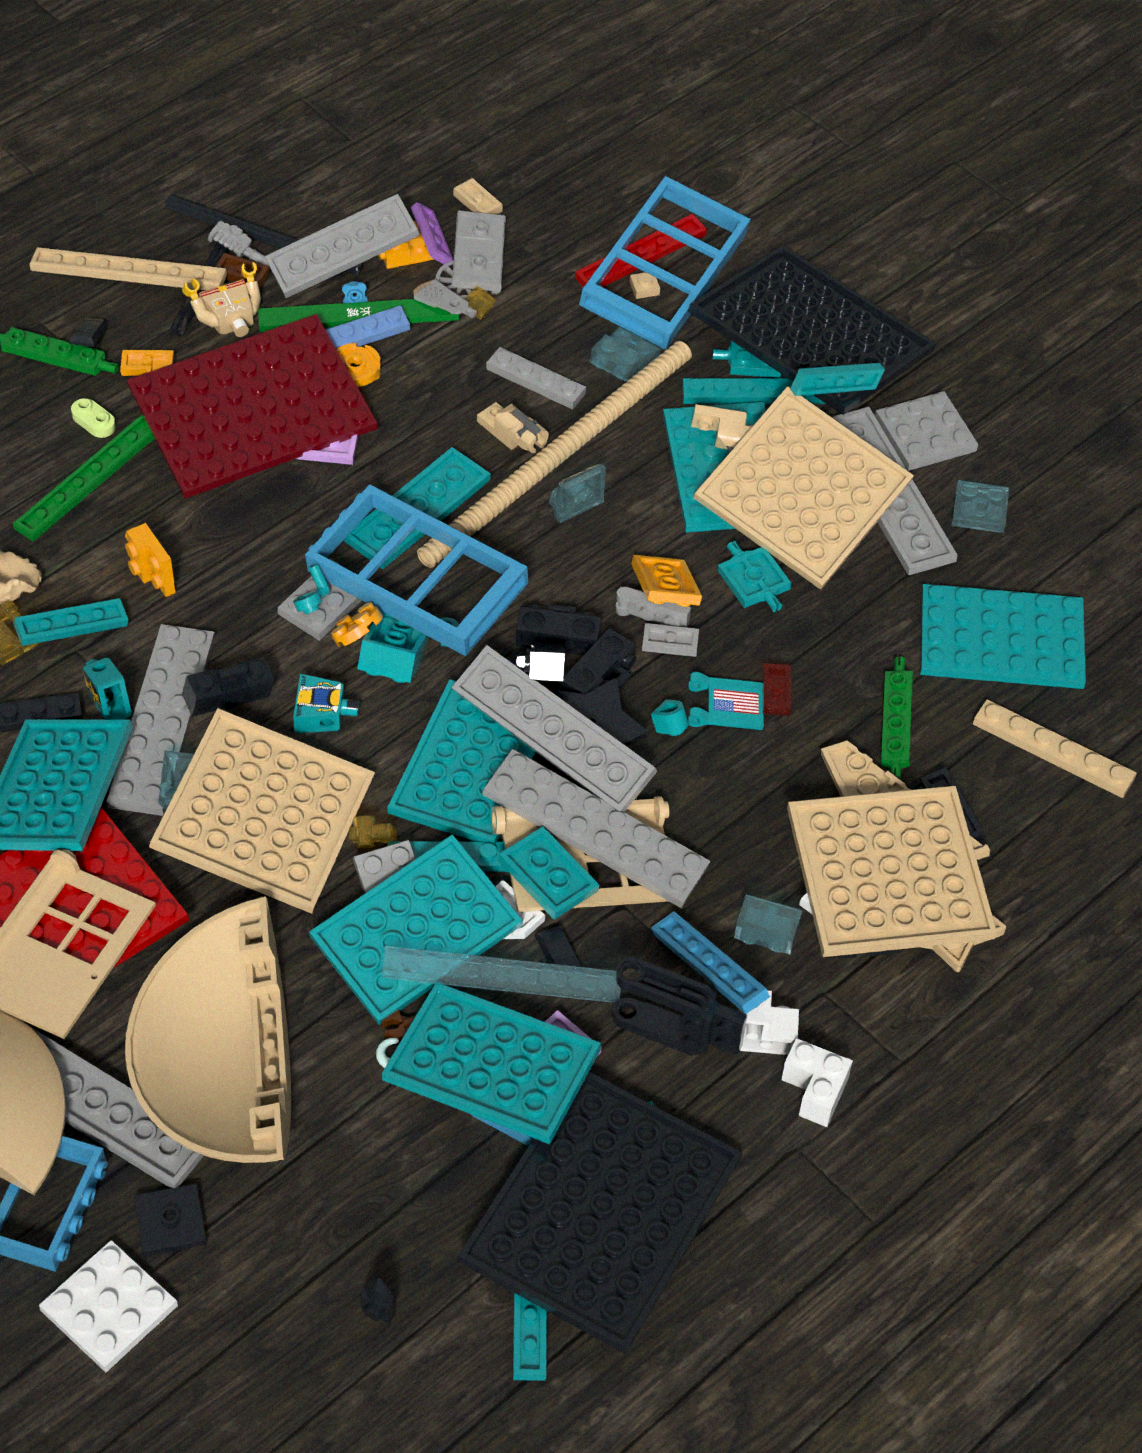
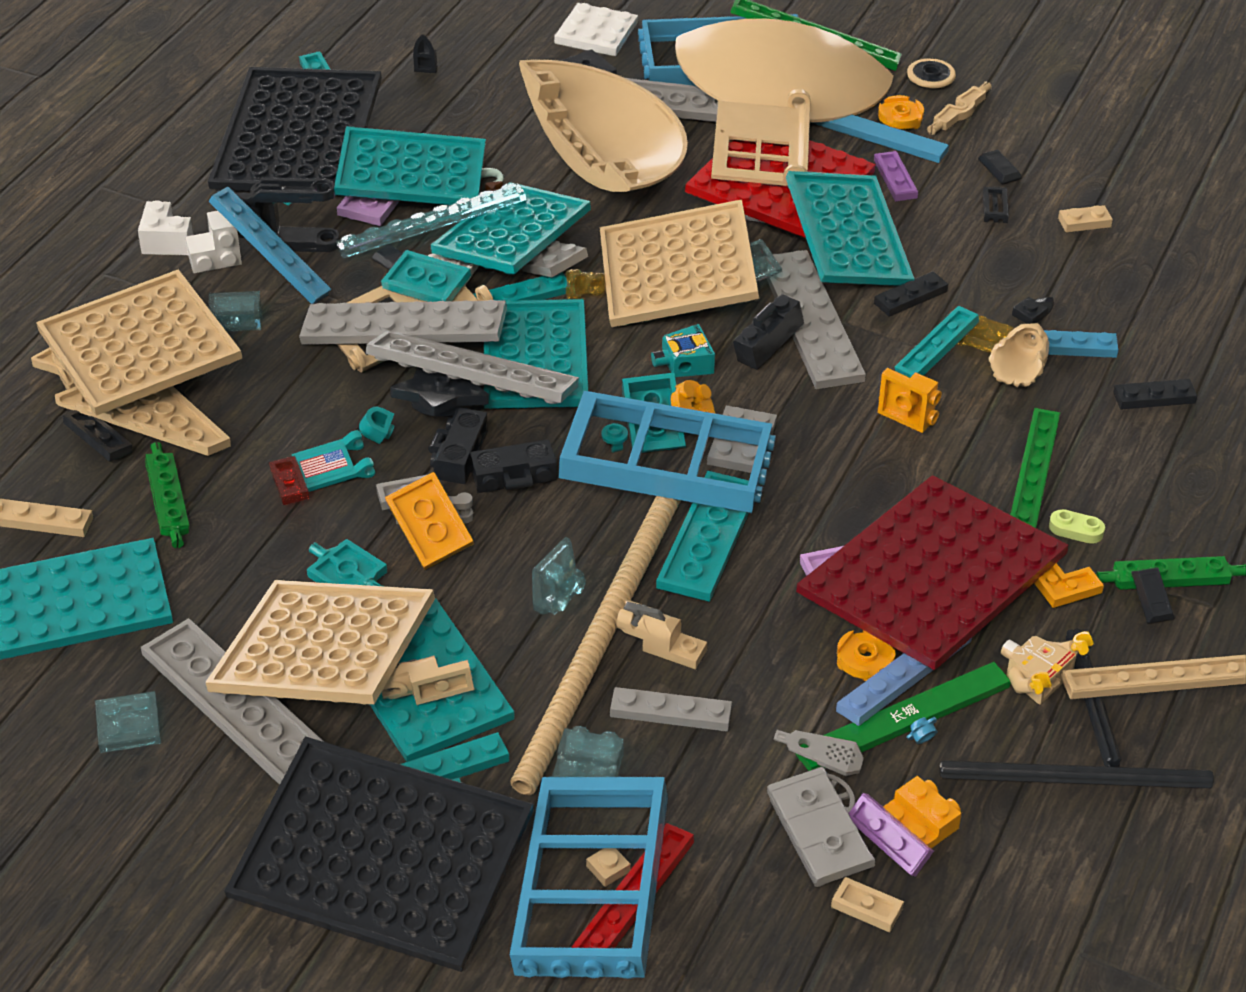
camera: 160 degrees right, 10 degrees down
(103, 678) = (867, 305): teal torso -> none
(233, 238) = (1093, 742): light grey piece -> none
(233, 268) = (1062, 717): reddish brown plate -> none
(309, 602) = (748, 406): teal plate -> none
(342, 245) = (968, 759): light grey plate -> none
(480, 301) = (781, 768): clear yellow tile -> none
(543, 661) = (502, 409): piece -> none
(837, 379) = (318, 730): teal plate -> none
(926, 430) = (210, 790): light grey plate -> none

